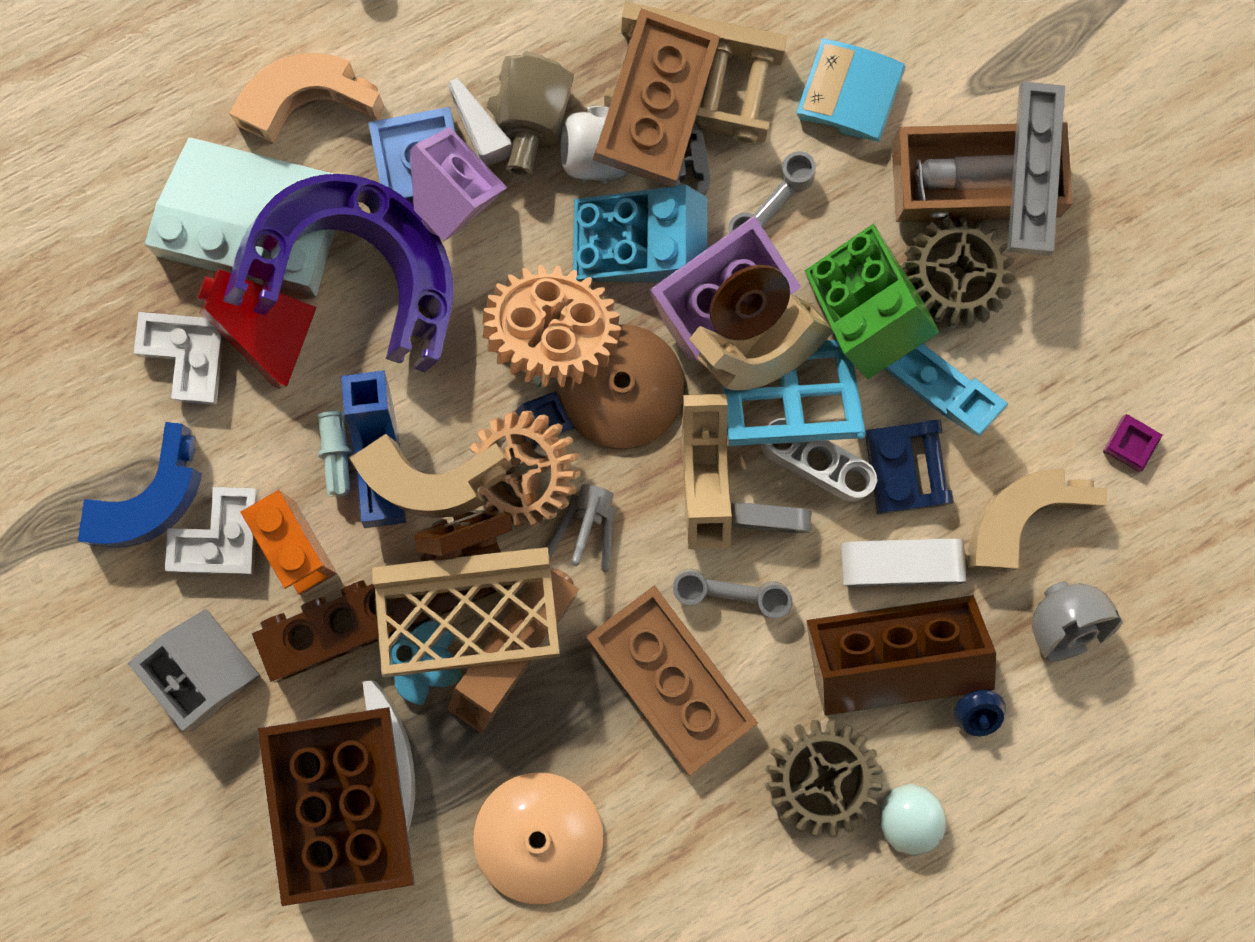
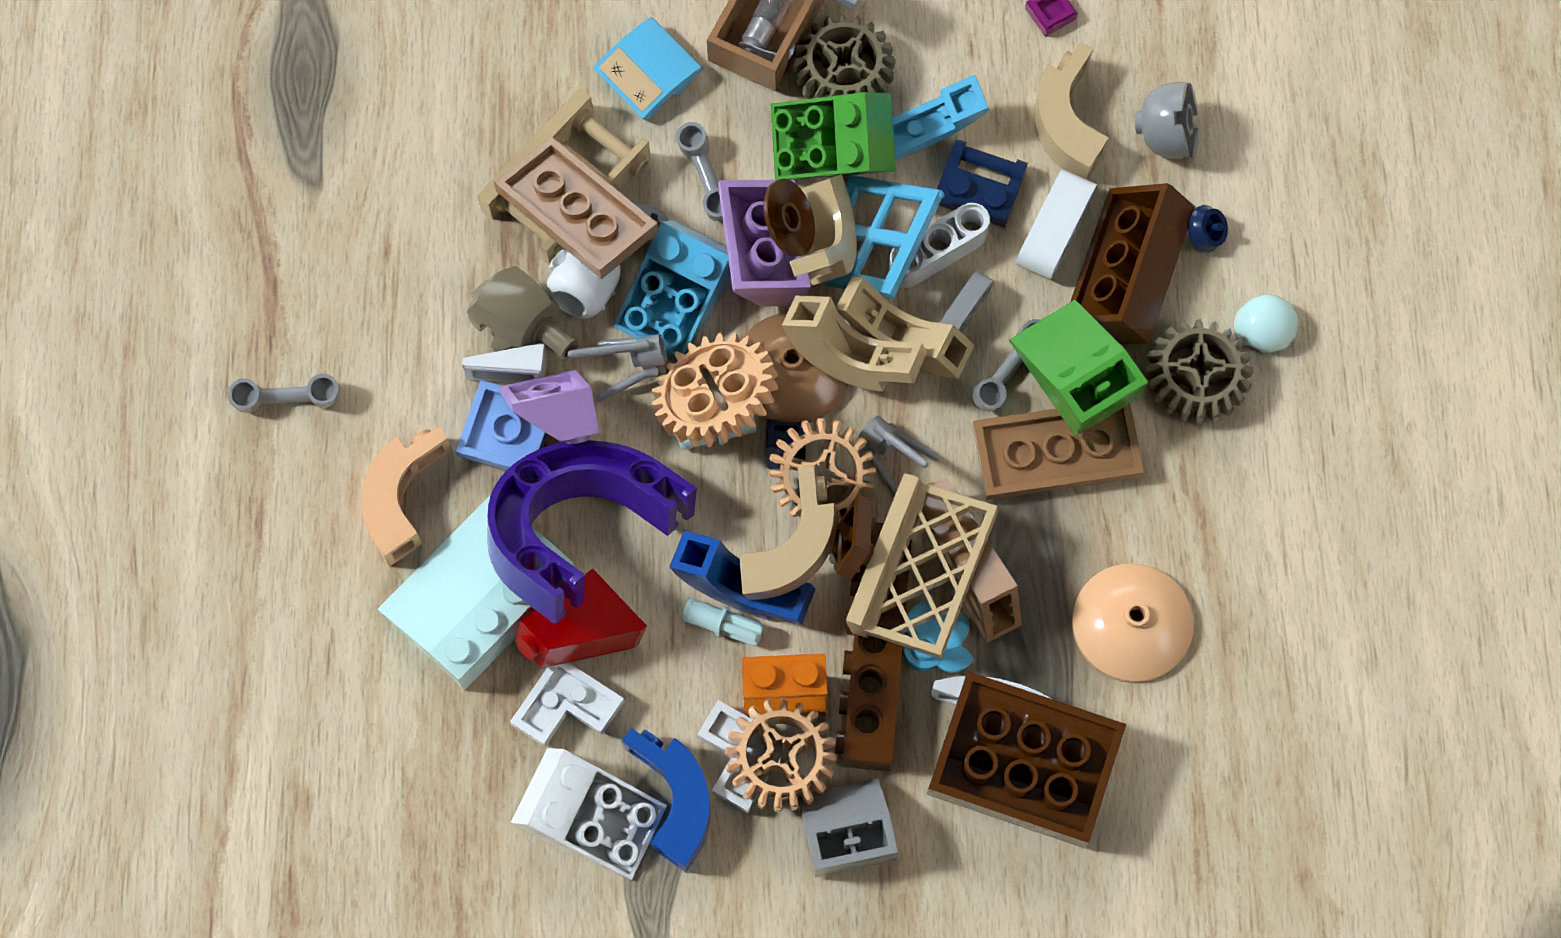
camera: 55 degrees left, 10 degrees down
(91, 428) = (589, 812): none -> white slope
(213, 590) = (770, 737): none -> light nougat gear
(556, 243) = (645, 352): none -> light grey plant
(652, 424) = (844, 353): none -> tan arch
(758, 657) = (1079, 366): none -> bright green slope

